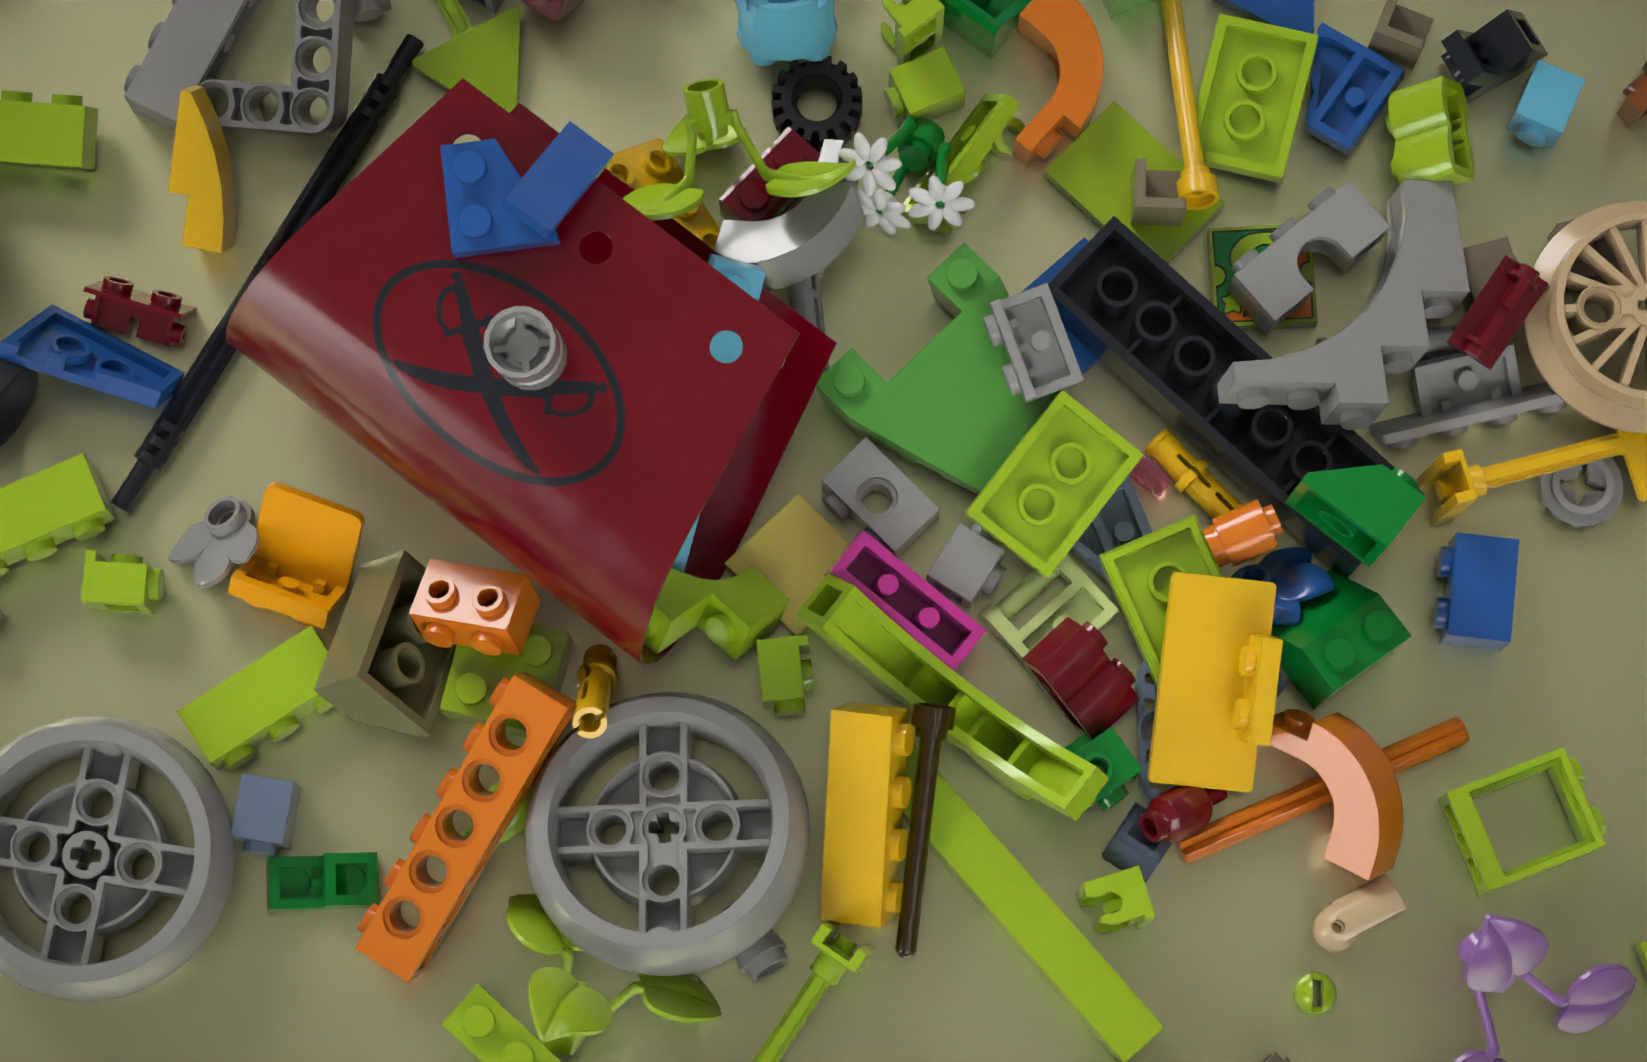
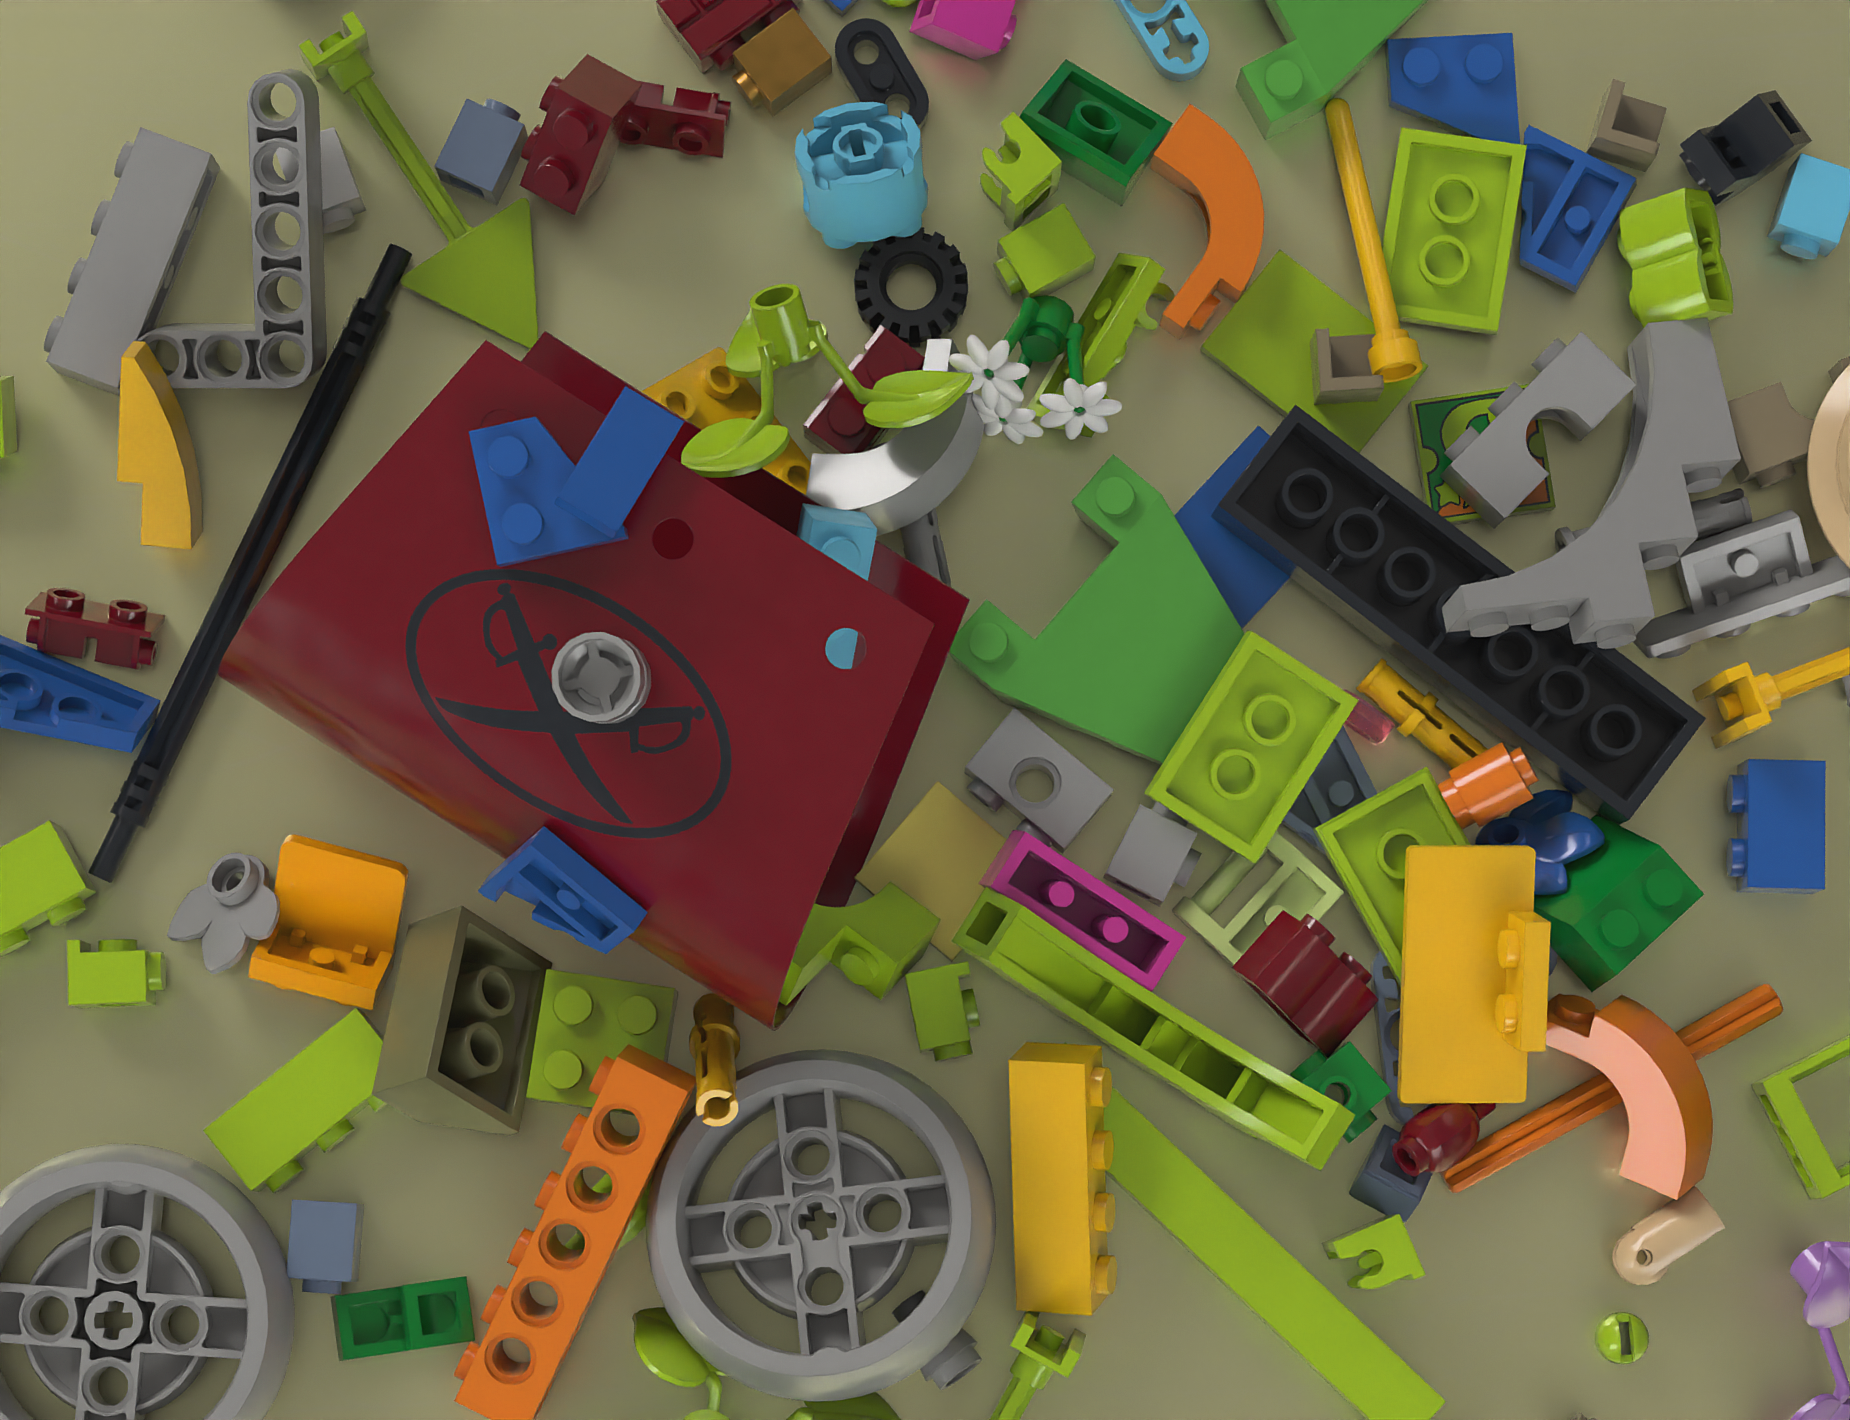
camera: 10 degrees left, 5 degrees up
(475, 607) = (555, 977): orange brick -> none
(483, 529) = (566, 892): none -> blue wing
(932, 726) = (1132, 1065): dark brown piece -> none
(1033, 343) = (1211, 576): light grey bracket -> none
(1358, 506) = (1632, 751): green slope -> none
(1498, 311) = (1777, 480): dark red hinge -> none

